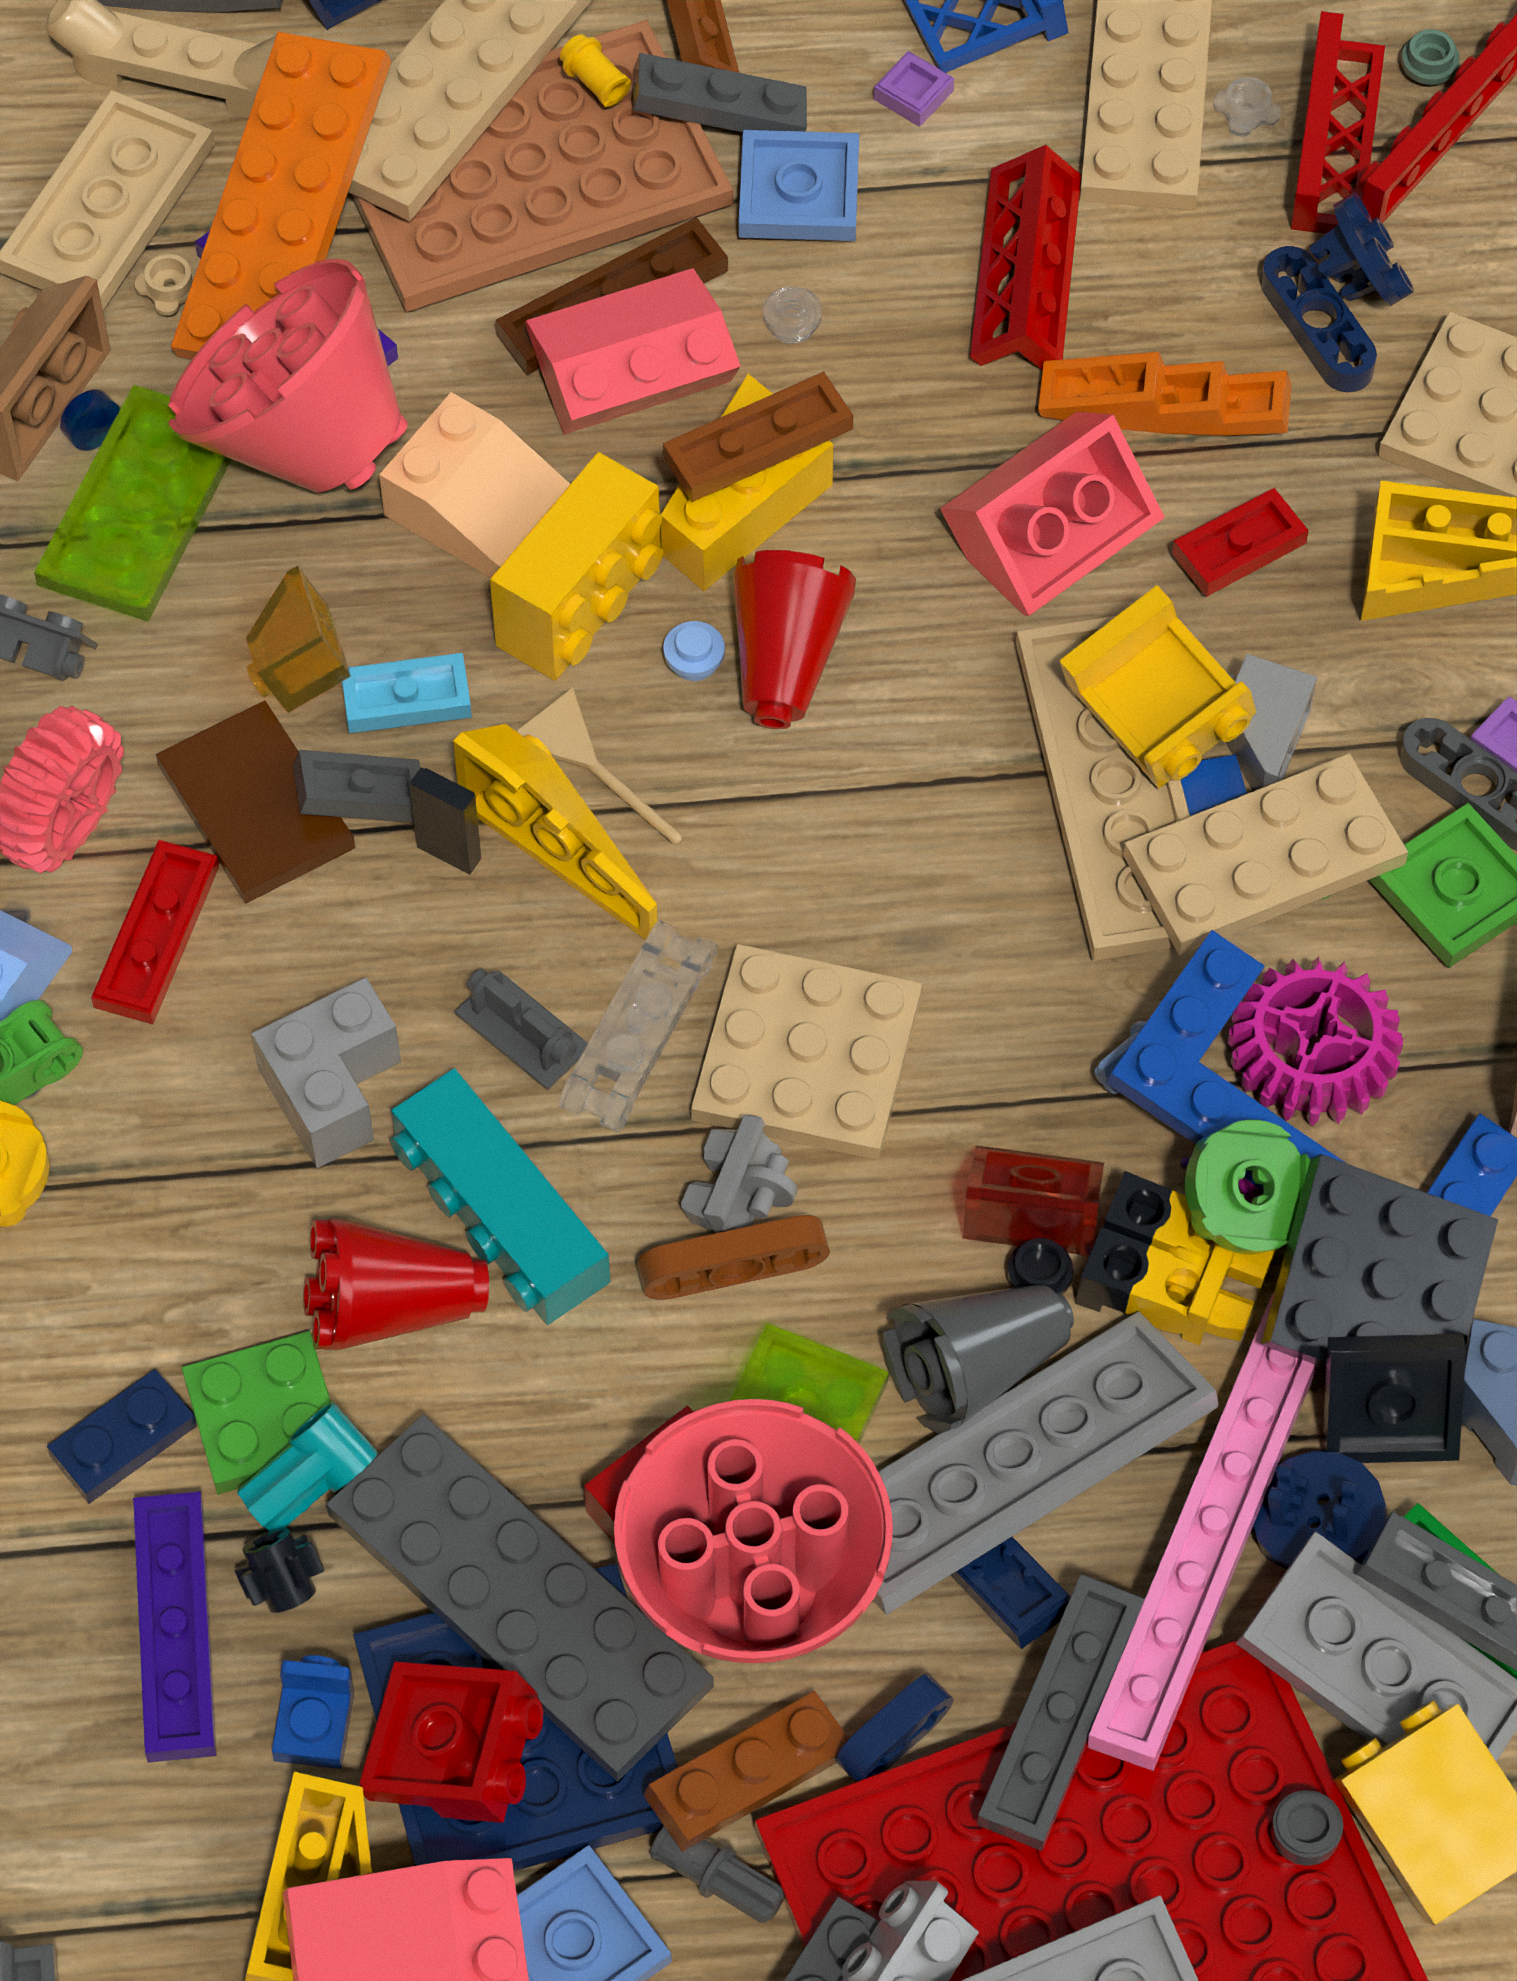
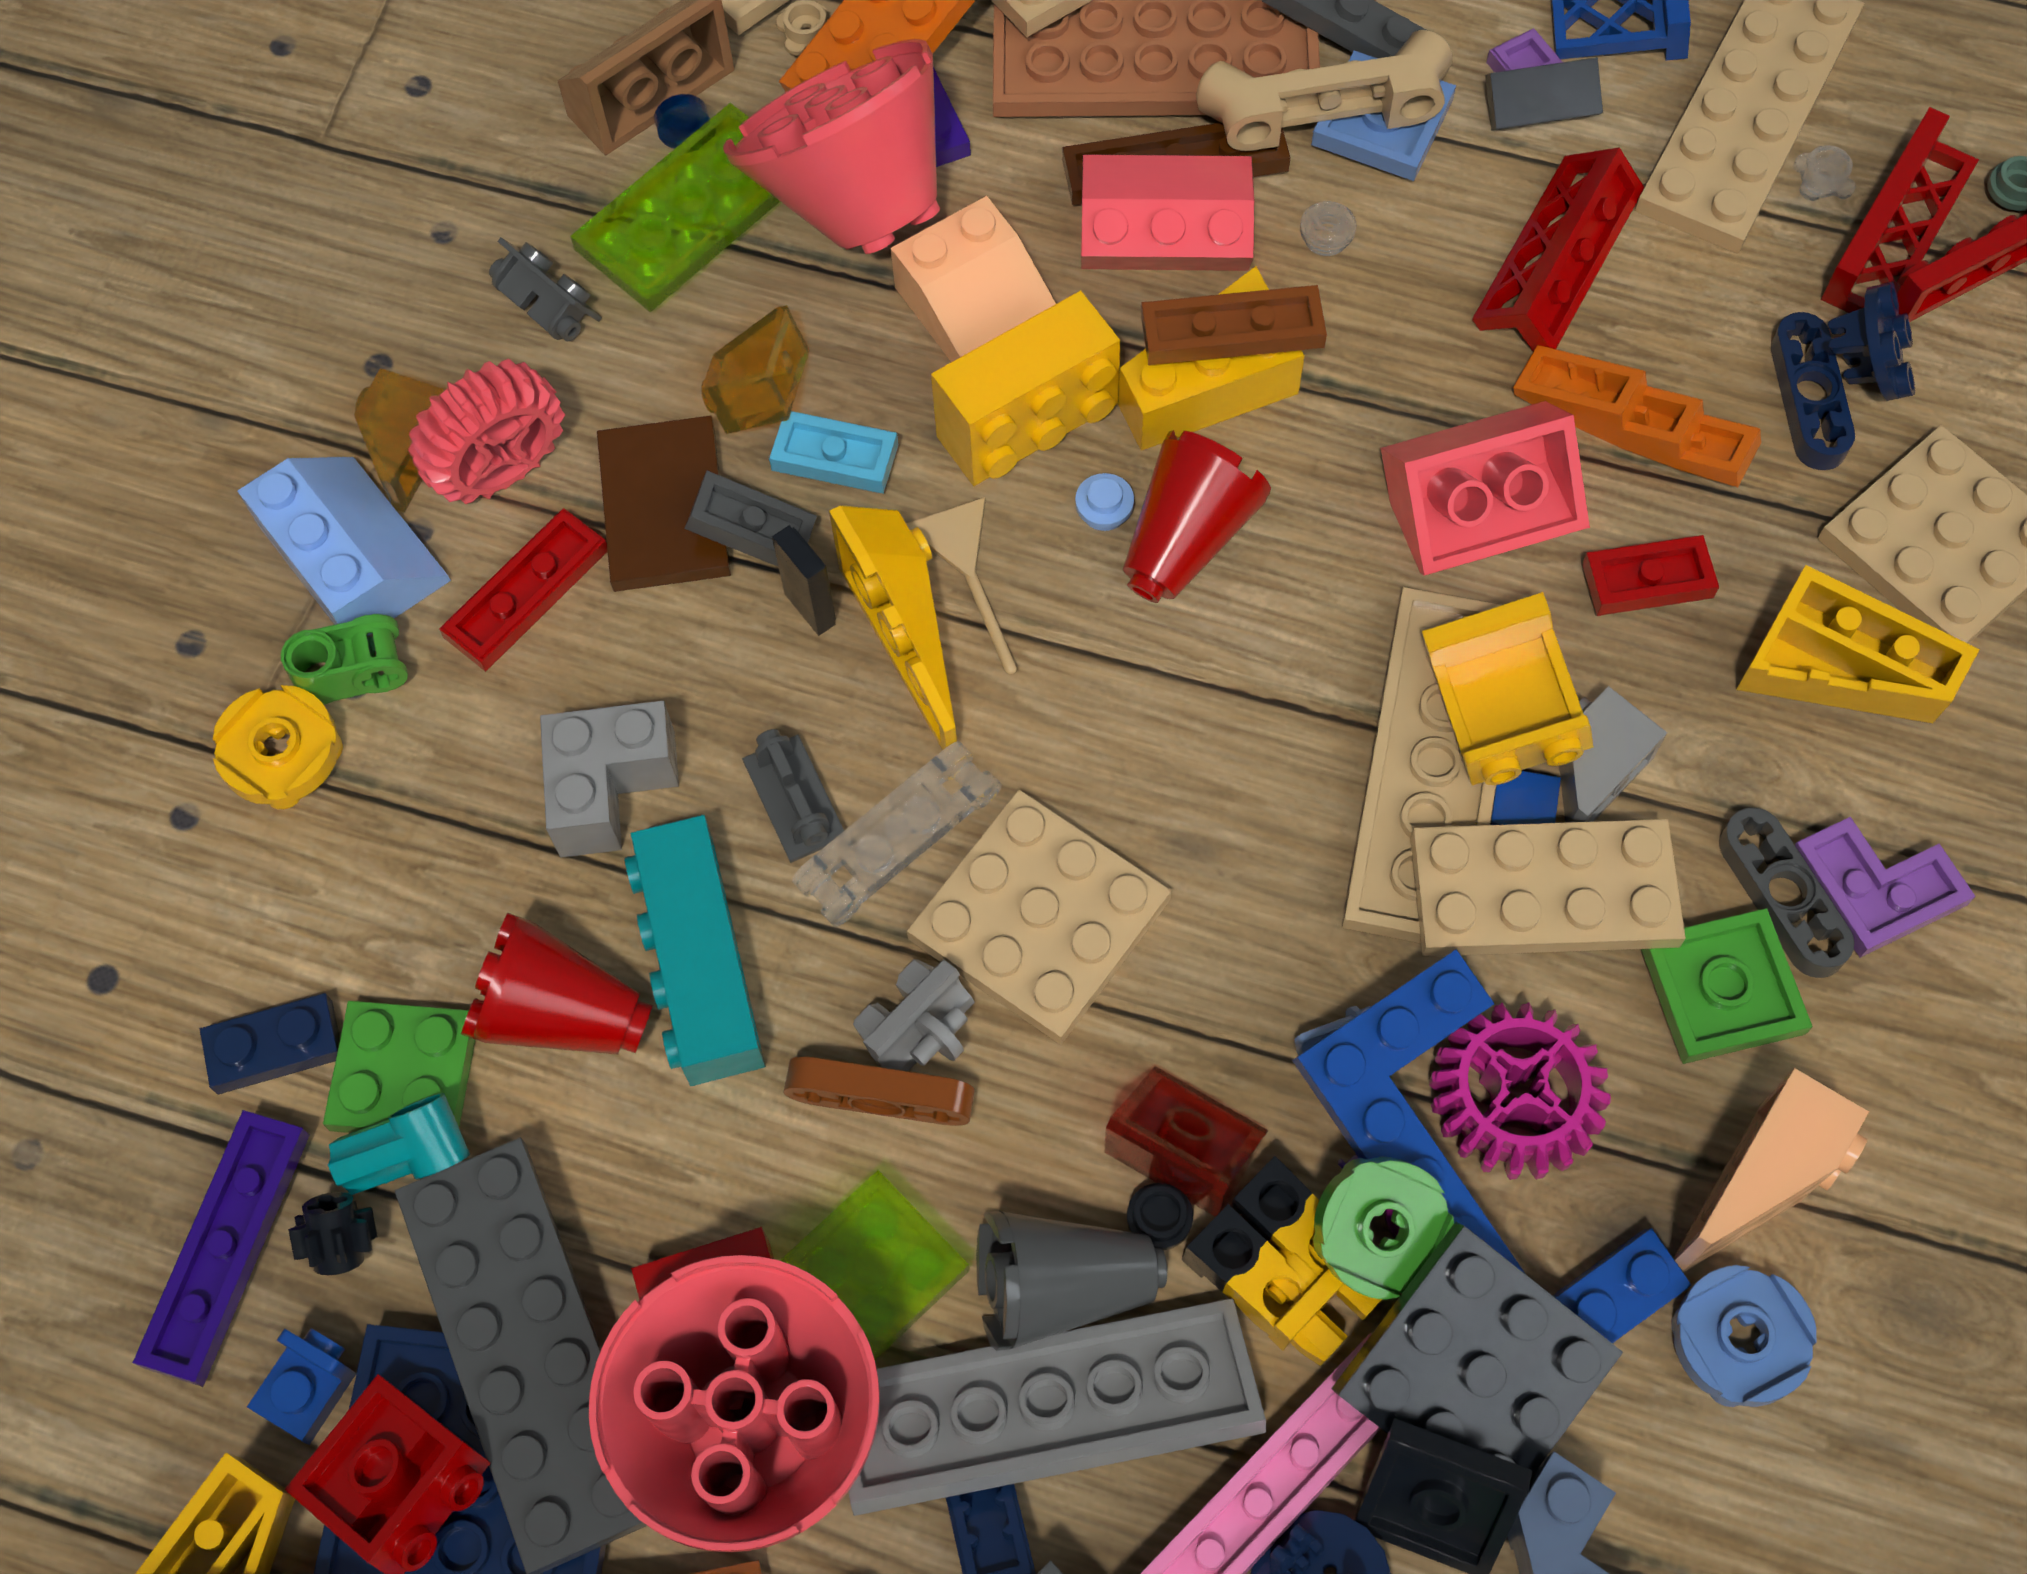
camera: 25 degrees right, 5 degrees up
(681, 218) = (1398, 86): none -> tan plate
(947, 114) = (1544, 93): none -> black tile

